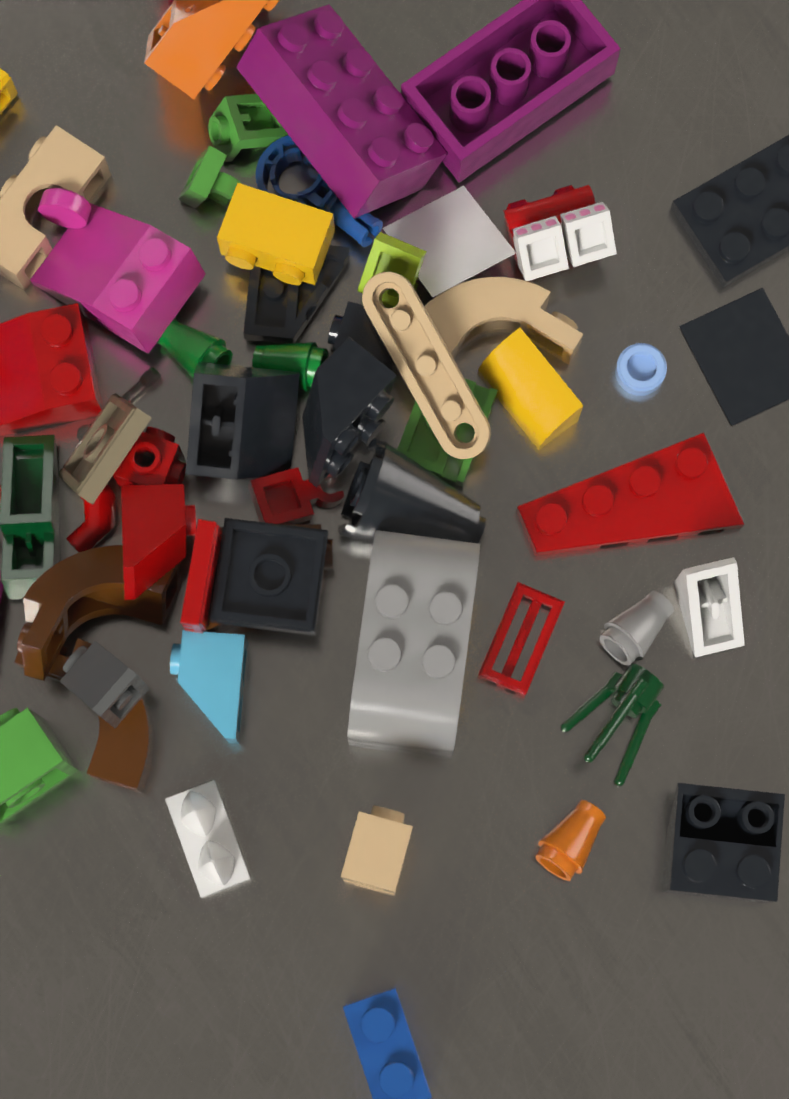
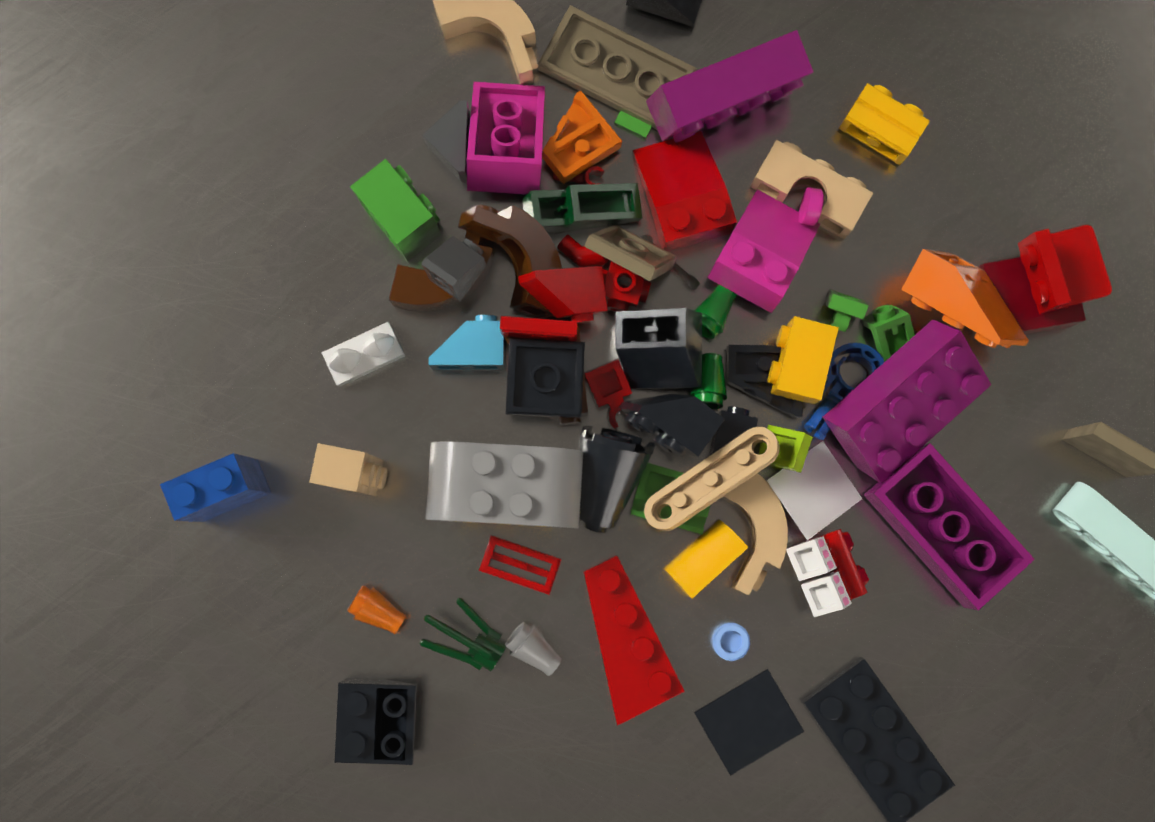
camera: 85 degrees right, 5 degrees up
(711, 606) = (551, 704): white slope -> none

